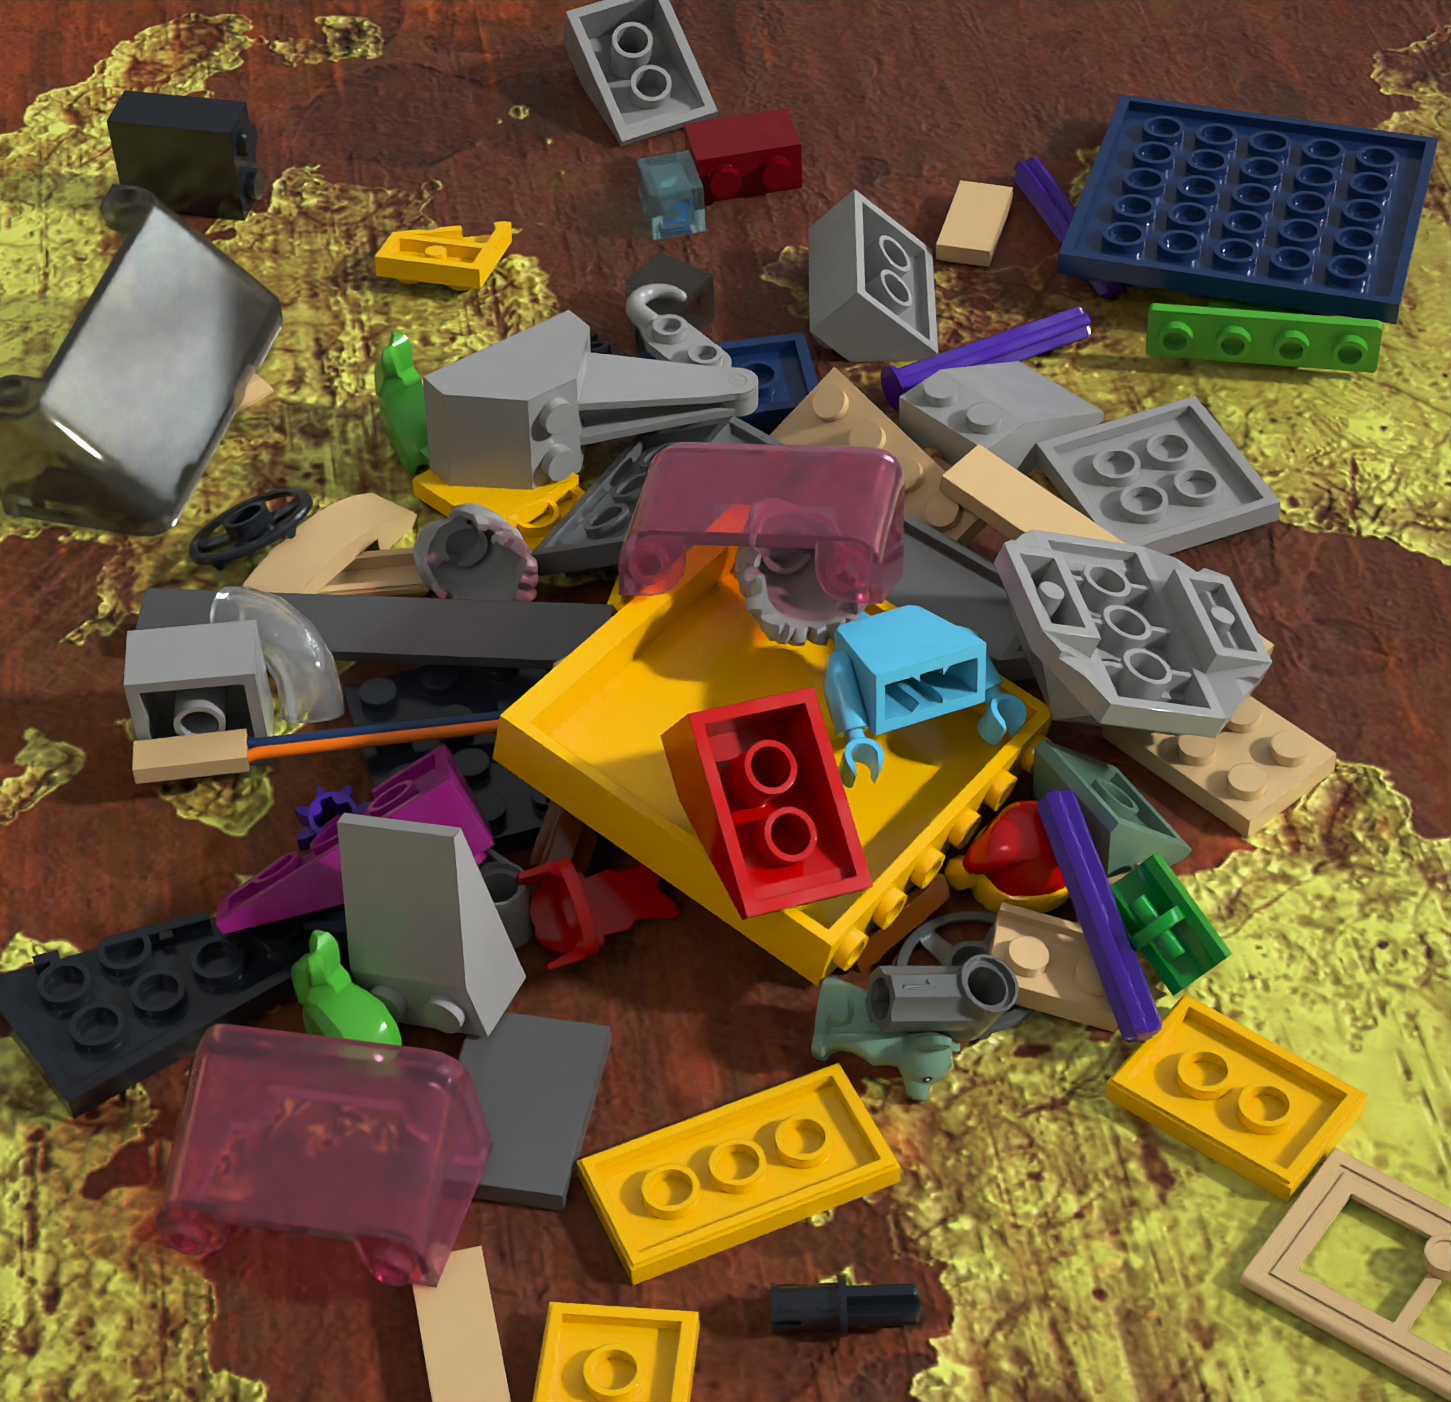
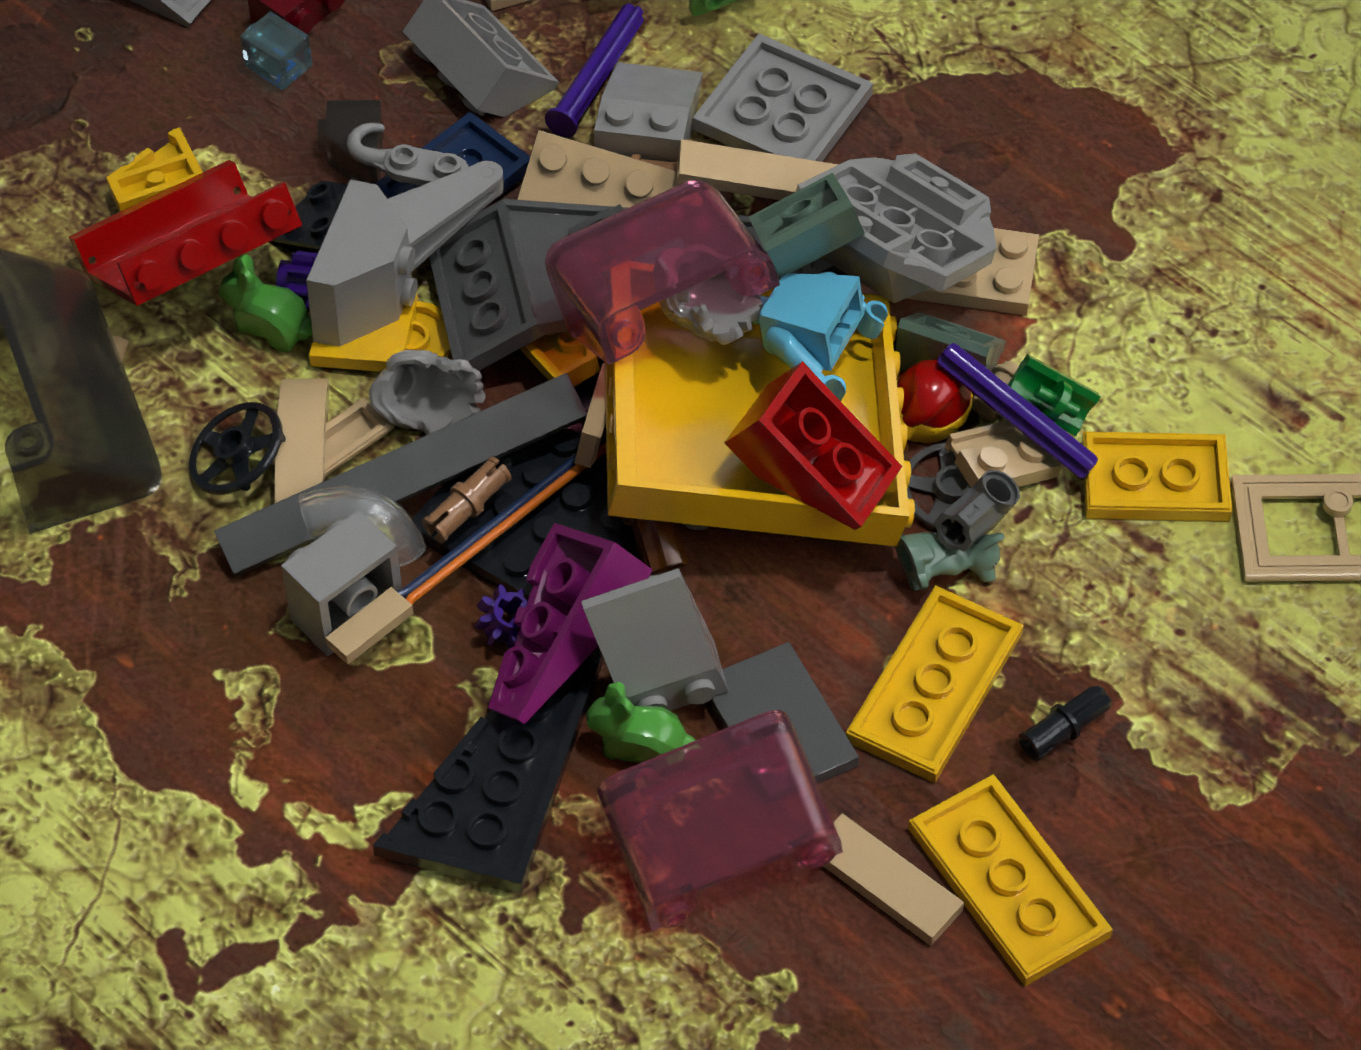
camera: 40 degrees left, 10 degrees up
(384, 297) = (182, 233): none -> red panel
(404, 684) = (466, 499): none -> medium nougat pin
(578, 912) = (712, 572): red hair -> none
(966, 560) = (807, 225): none -> sand green slope

